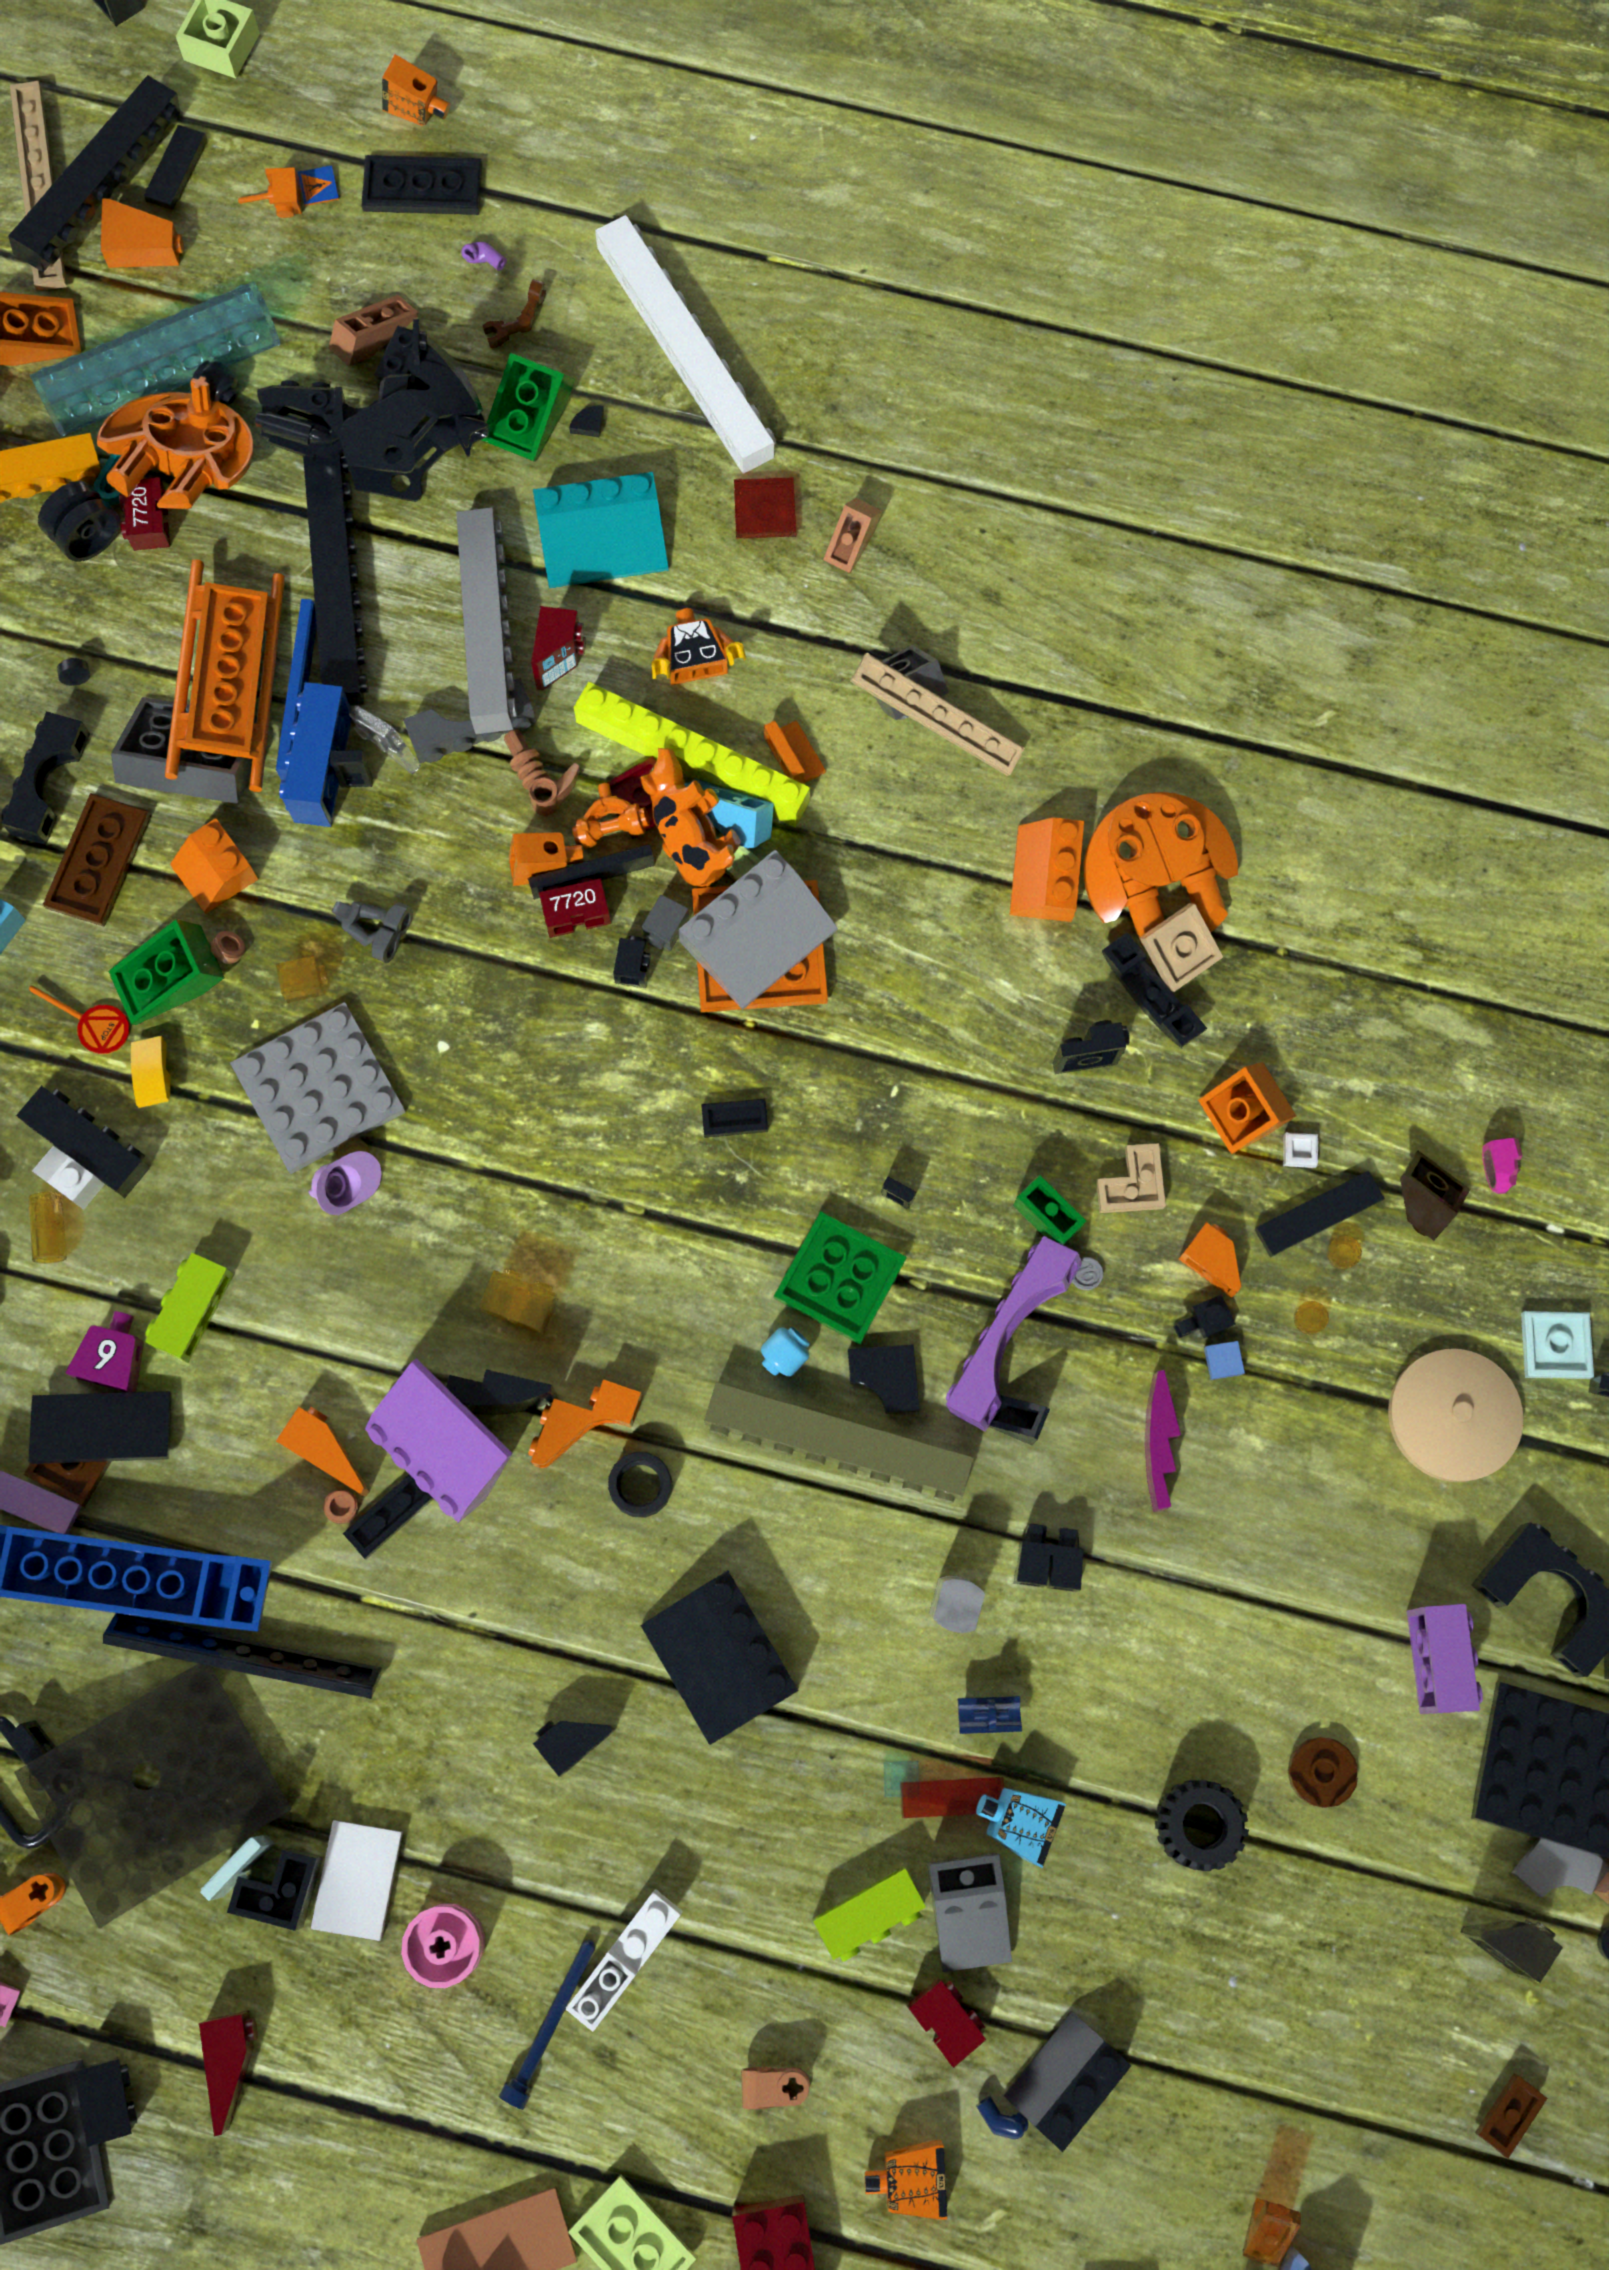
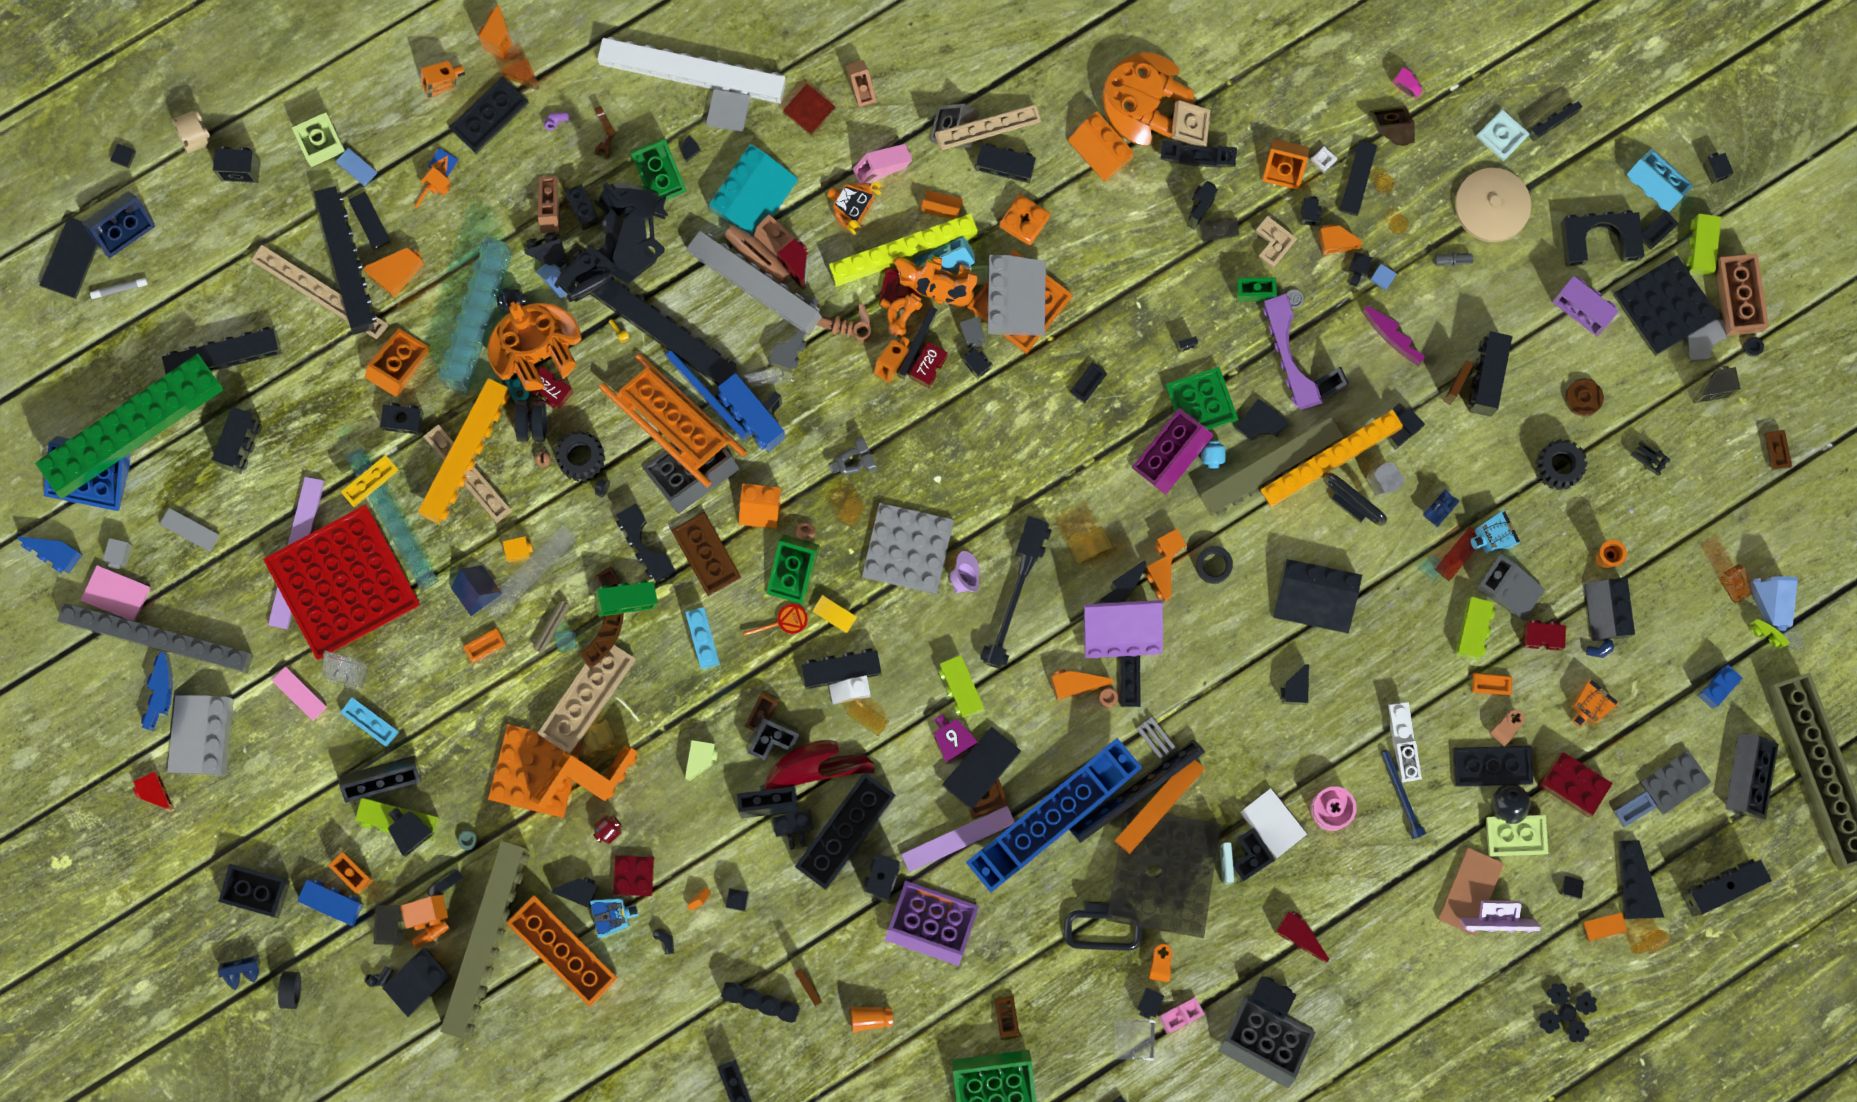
camera: 45 degrees left, 5 degrees up
(55, 578) = (547, 459): none -> nougat hinge
(81, 592) = (580, 440): none -> black tyre
(227, 104) = (356, 167): none -> medium blue tile
(242, 1703) = (1158, 806): none -> orange tile
(286, 537) = (622, 336): none -> yellow hand
(310, 364) = (547, 250): none -> black slope
(326, 1614) = (1162, 734): none -> light grey tile
(448, 1234) = (1030, 549): none -> black bar
(504, 172) = (521, 73): none -> clear orange slope
(522, 104) = (495, 34): none -> orange slope
(533, 588) = (763, 246): none -> nougat plate
(666, 2194) = (1510, 803): none -> black cylinder
(676, 424) = (728, 110): none -> light grey tile
(702, 2117) = (1492, 766): none -> black tile
(737, 1296) = (1172, 451): none -> magenta slope
(778, 639) = (882, 163): none -> bright pink slope
(815, 2009) = (1492, 684): none -> orange tile
(854, 874) = (1023, 208): none -> orange brick
(889, 1589) = (1353, 501): none -> black bar
(917, 778) = (1005, 163): none -> black brick
(918, 1508) = (1331, 458): none -> light orange brick
(1085, 1101) = (1219, 229): none -> clear smoke tile
(1149, 2022) = (1616, 552): none -> orange plant
(1178, 1582) = (1458, 382): none -> reddish brown tile
(1217, 1191) = (1310, 211): none -> black brick
(1230, 1615) = (1490, 373): none -> black brick
(1328, 1942) = (1647, 455): none -> black arm
(1335, 1429) = (1453, 259): none -> dark grey axle

